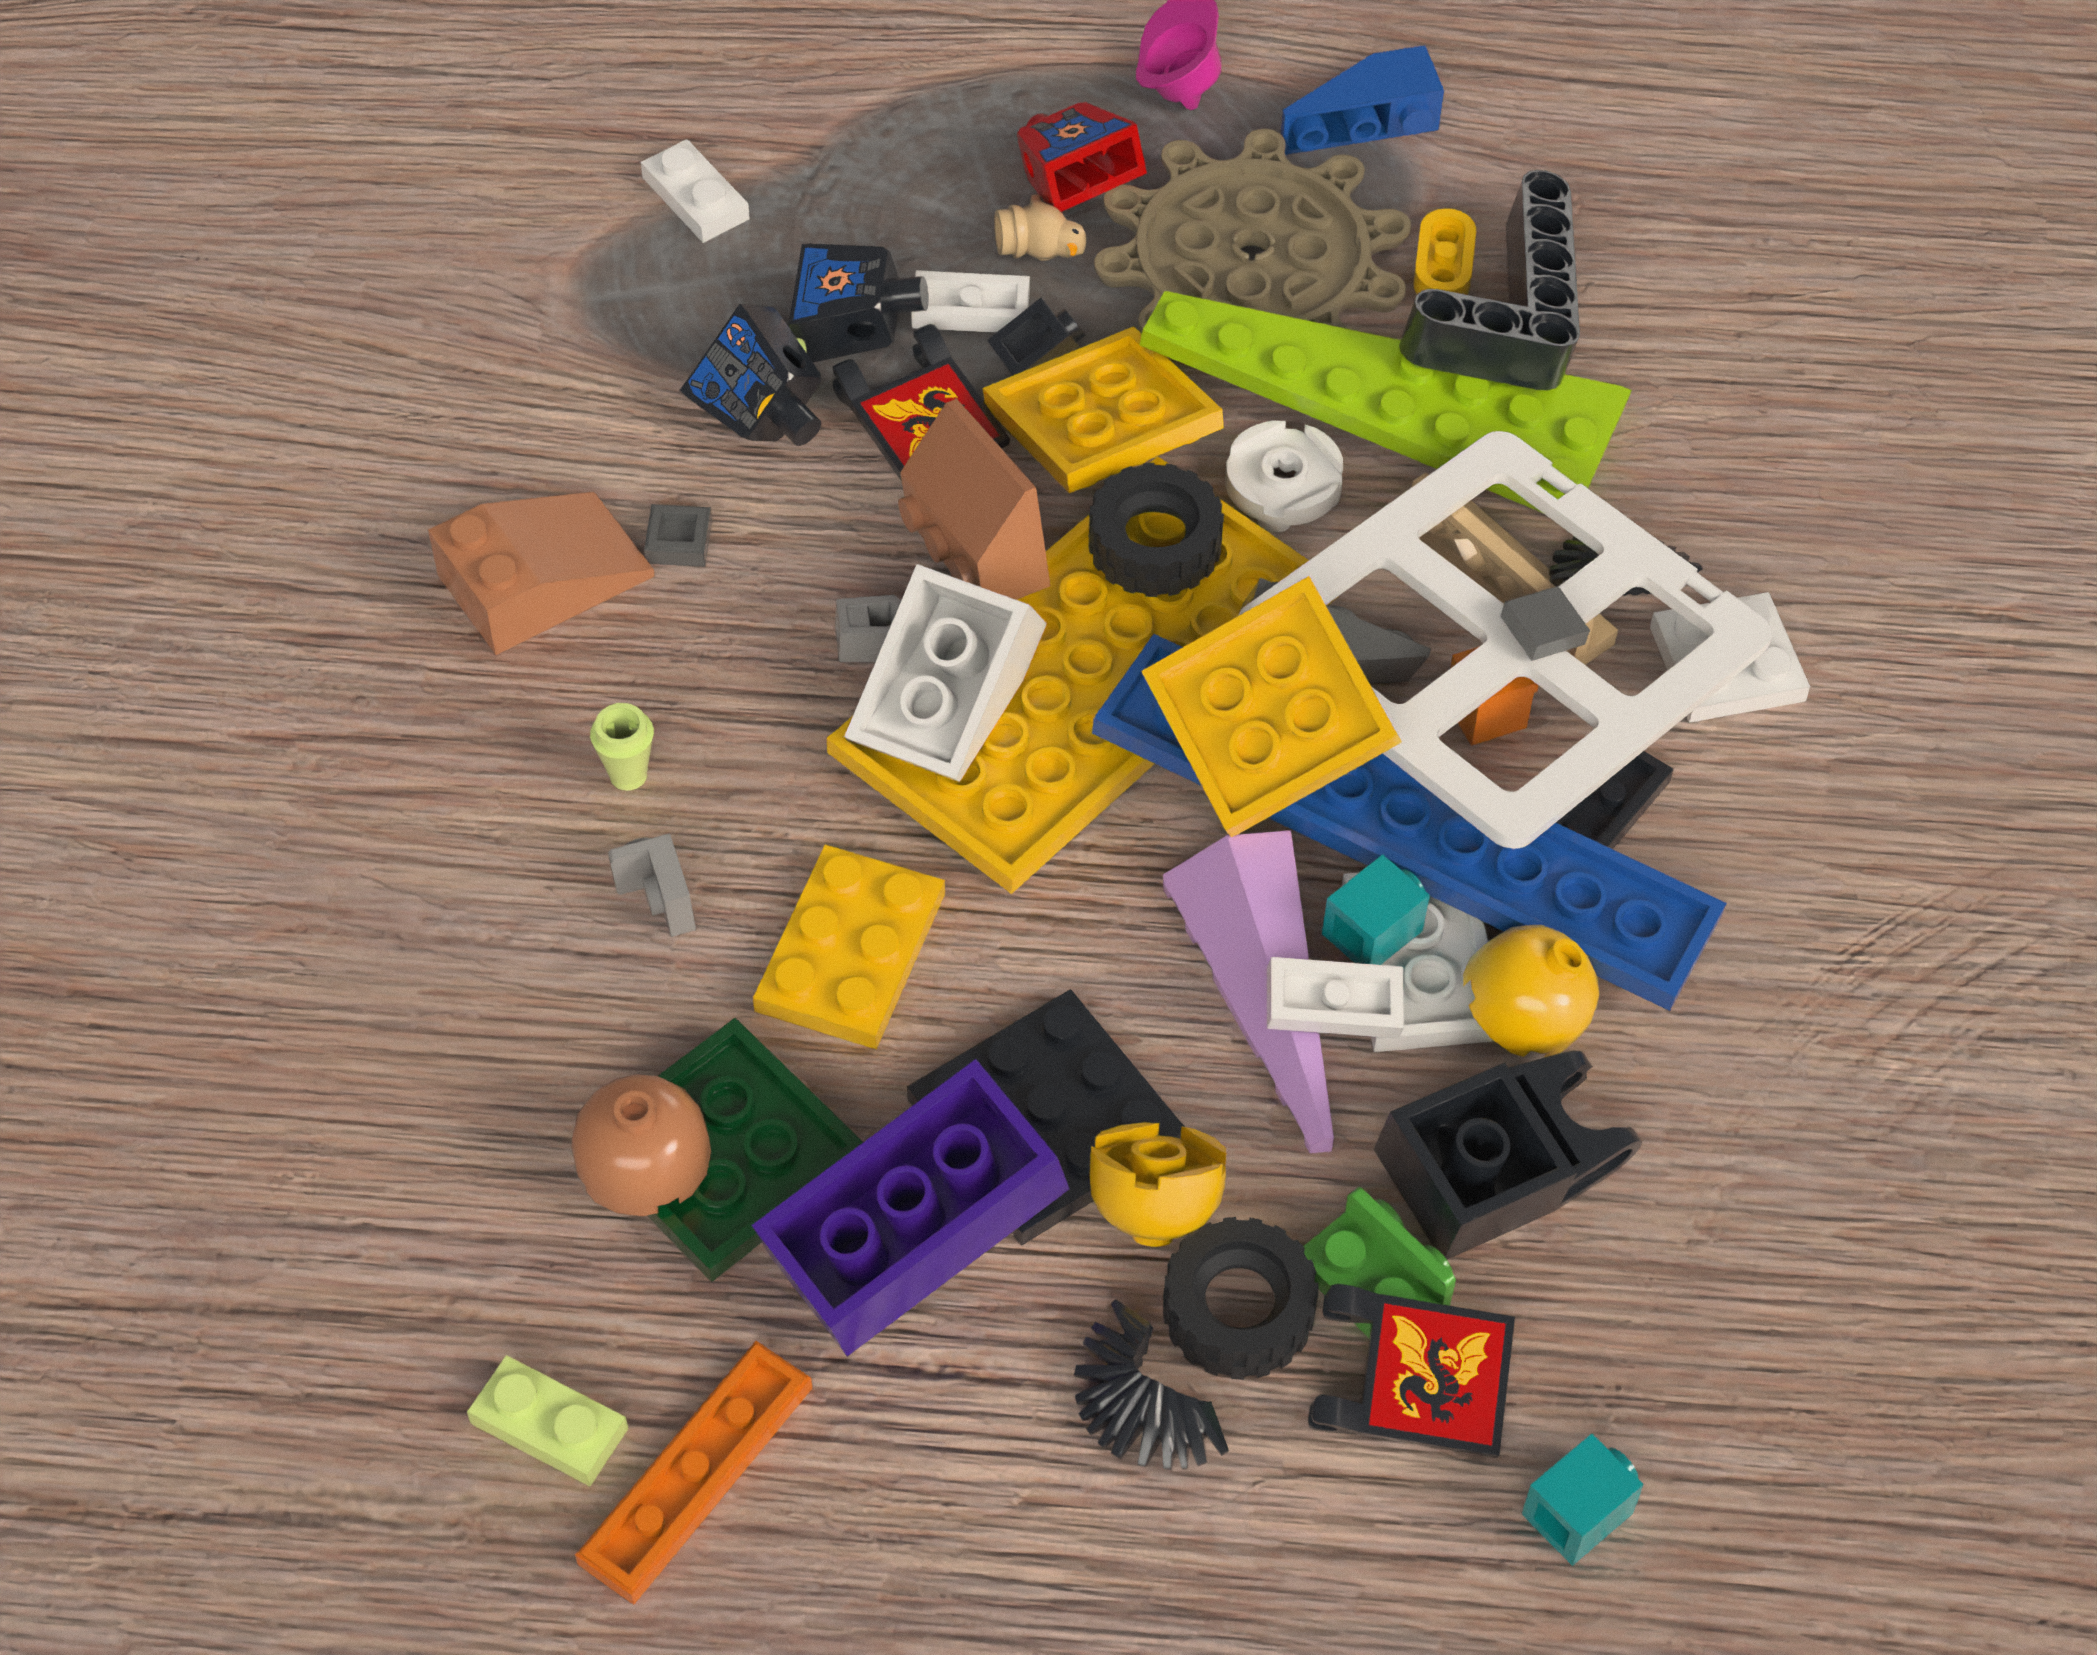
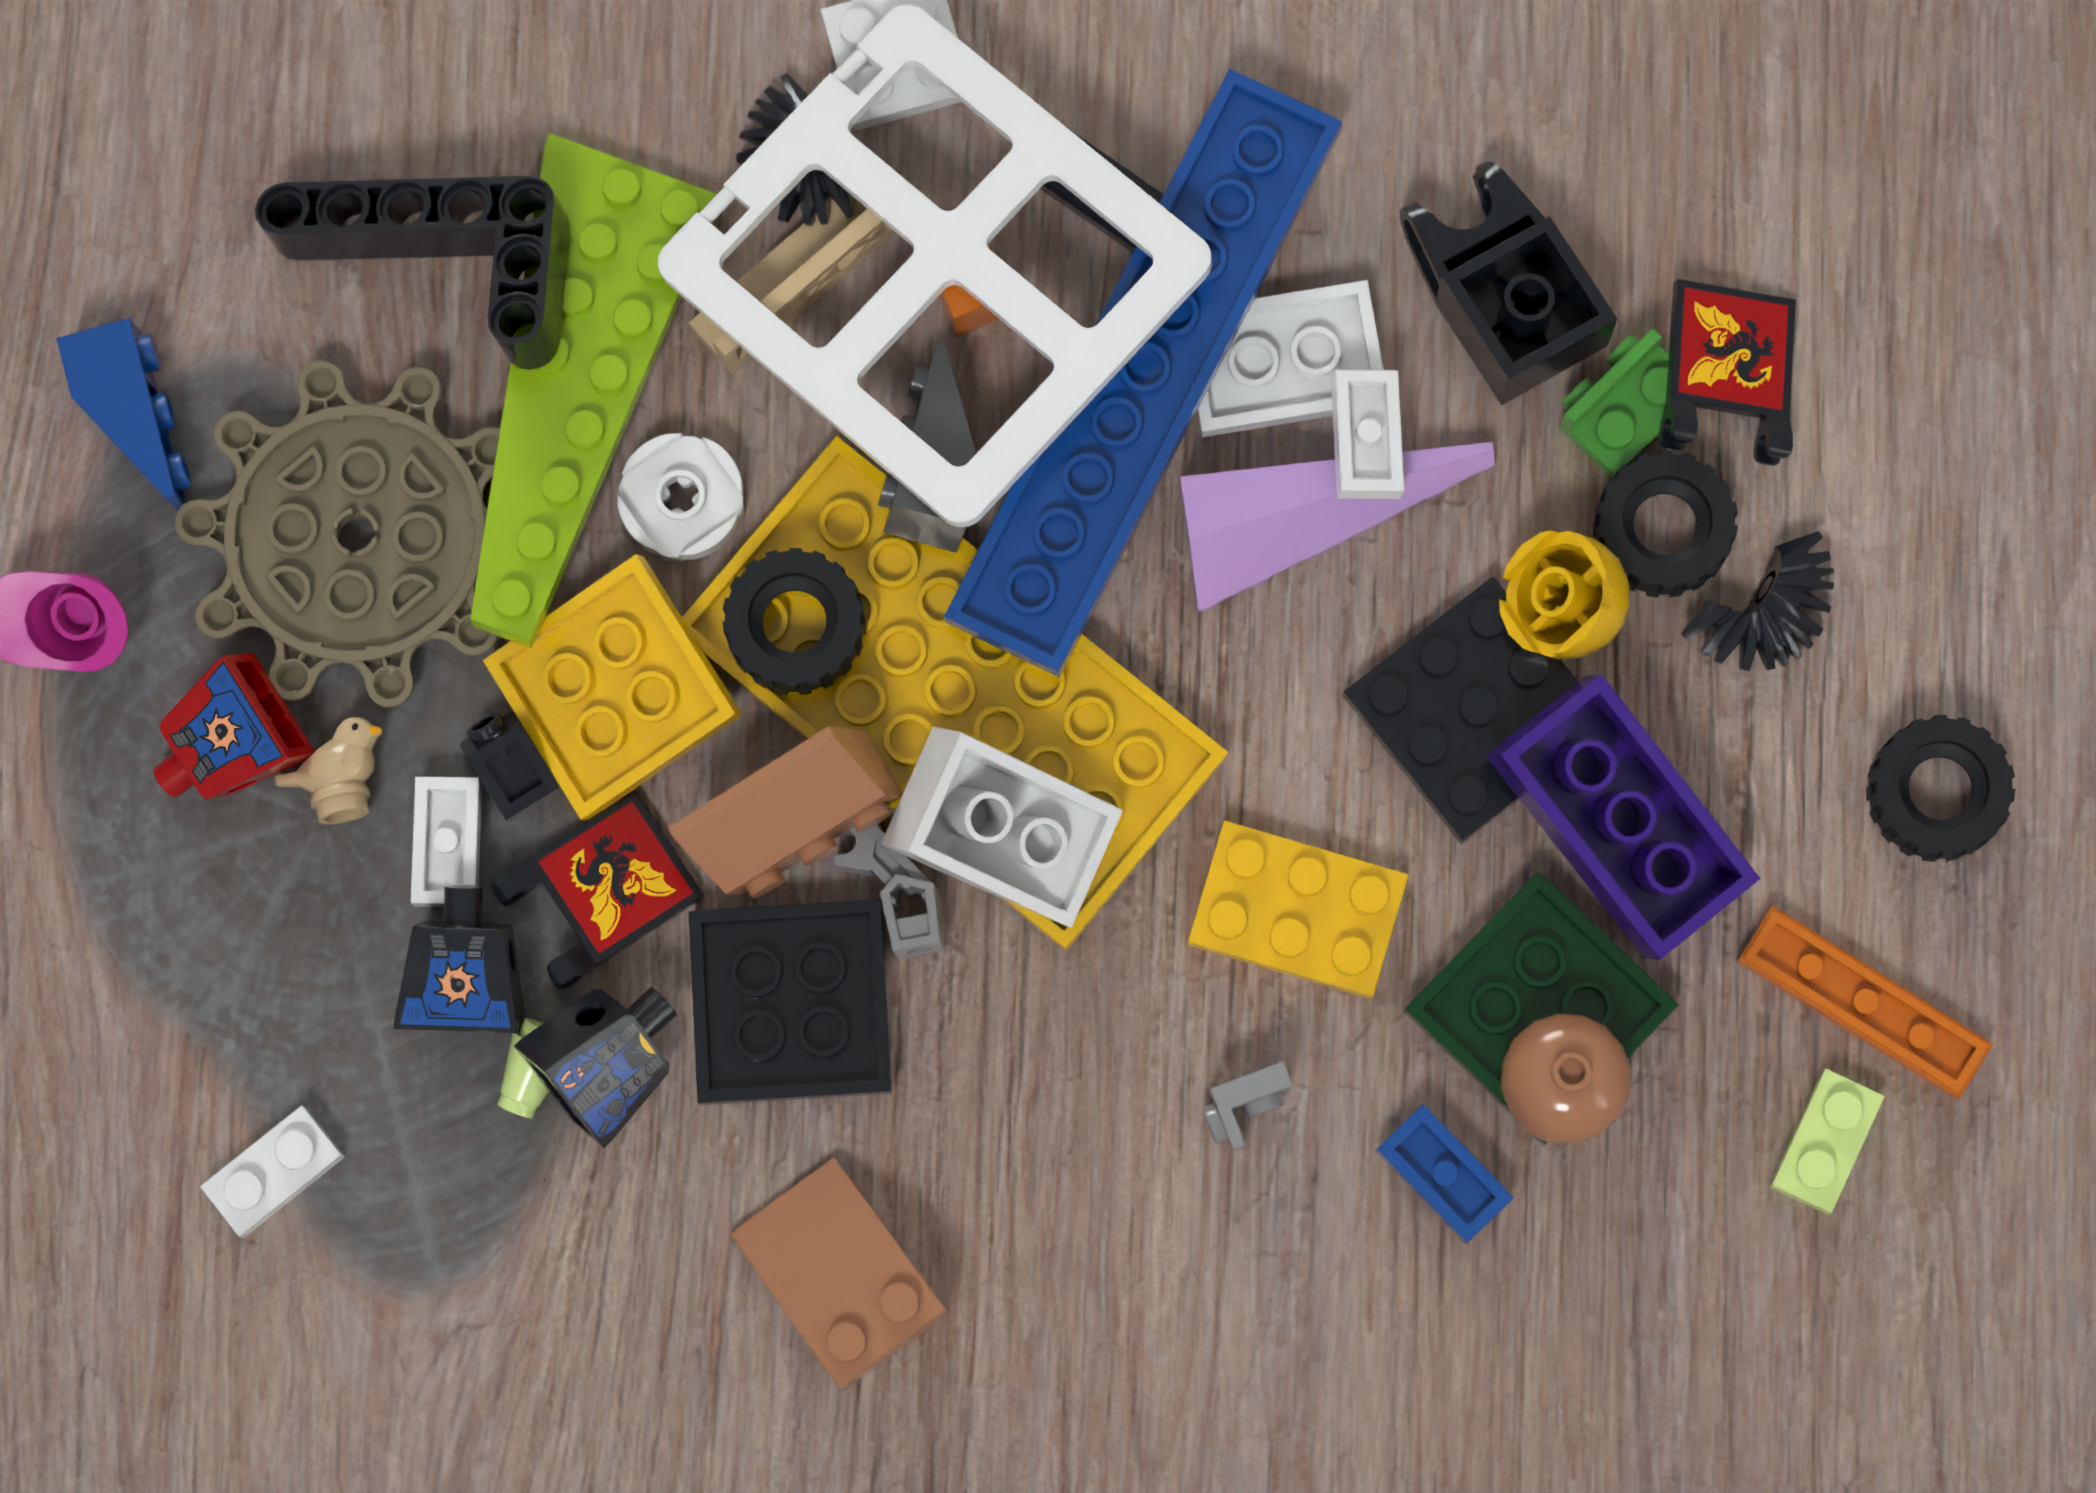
camera: 85 degrees left, 25 degrees up
(562, 1050) = (1444, 1174): none -> blue plate
(623, 743) = (1095, 1131): yellowish green cone -> none
(678, 535) = (785, 1135): dark grey tile -> none
(797, 534) = (790, 1002): none -> black plate
(939, 1613) = (1973, 751): none -> black tyre
(1270, 707) = (1074, 487): yellow plate -> none
(1376, 912) = (1268, 394): teal brick -> none
(1445, 252) = (362, 327): yellow plate -> none
(1532, 990) = (1334, 254): yellow cylinder -> none
(1545, 623) = (939, 221): dark grey tile -> none
(1583, 1498) = (1841, 225): teal brick -> none

